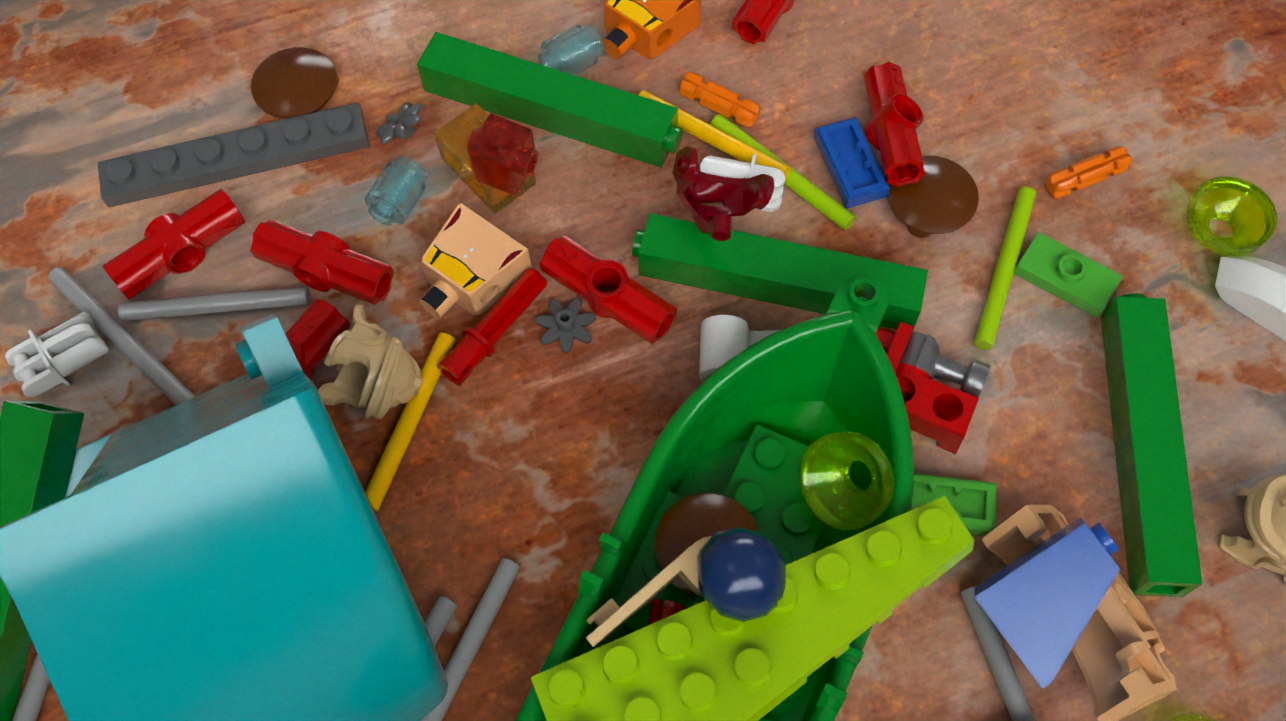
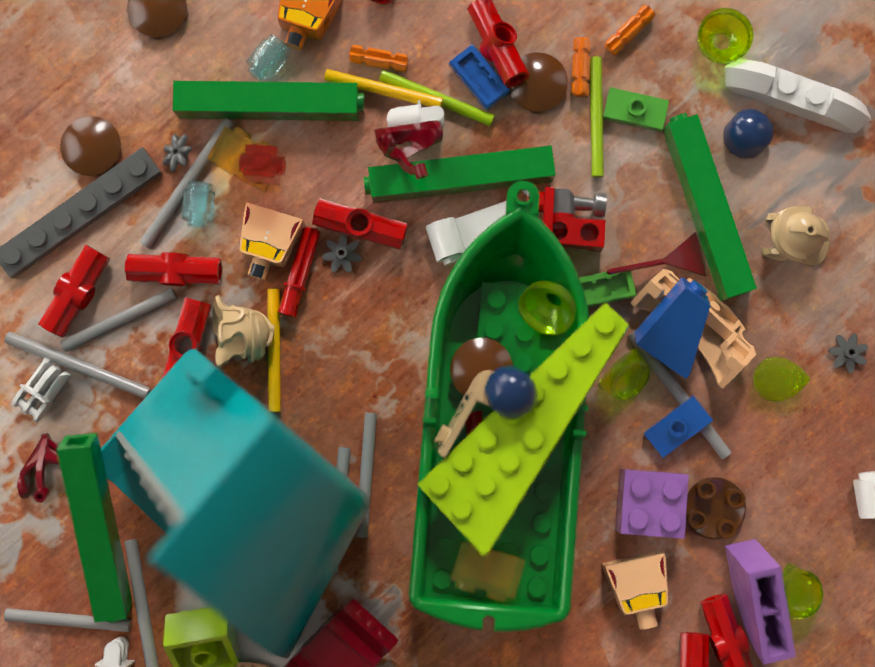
camera: 20 degrees left, 20 degrees up
(362, 184) = (178, 195): none -> light grey piece
(941, 654) = (626, 376): none -> clear neon green piece
(1002, 195) = (581, 67): none -> orange axle
(1092, 501) = (685, 257): none -> dark red piece
(1236, 360) = (748, 133): none -> dark blue hair

